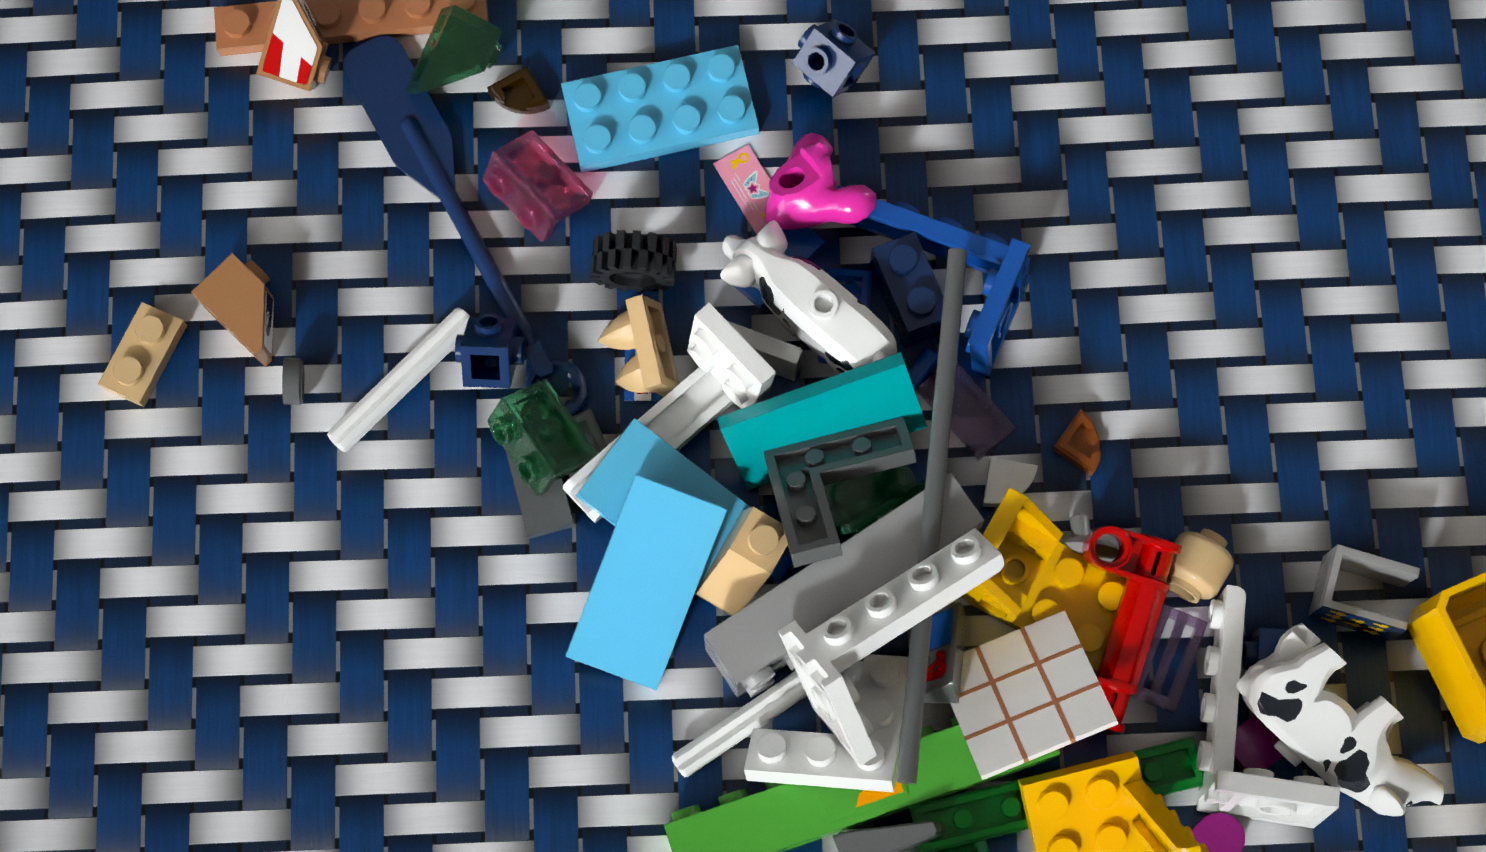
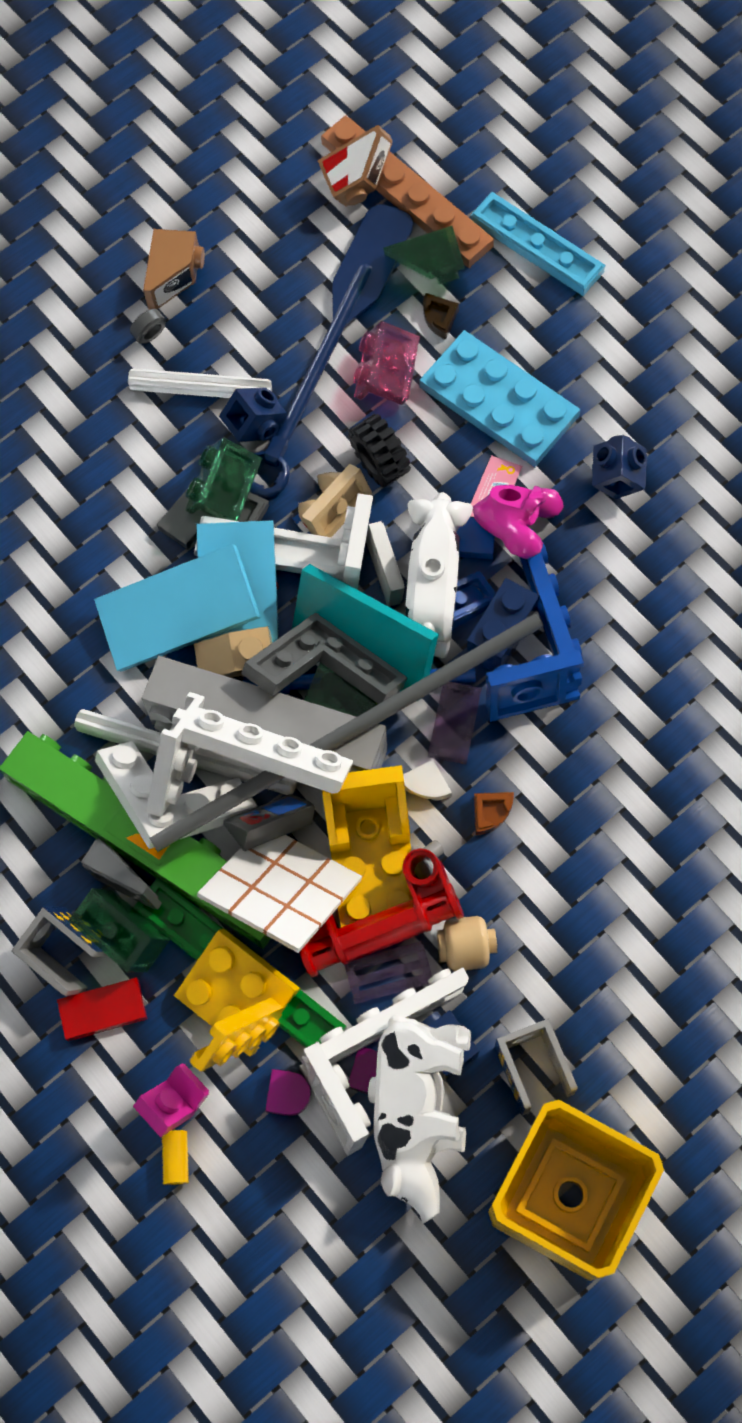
camera: 55 degrees right, 5 degrees down
(142, 354) = (101, 240): tan plate -> none

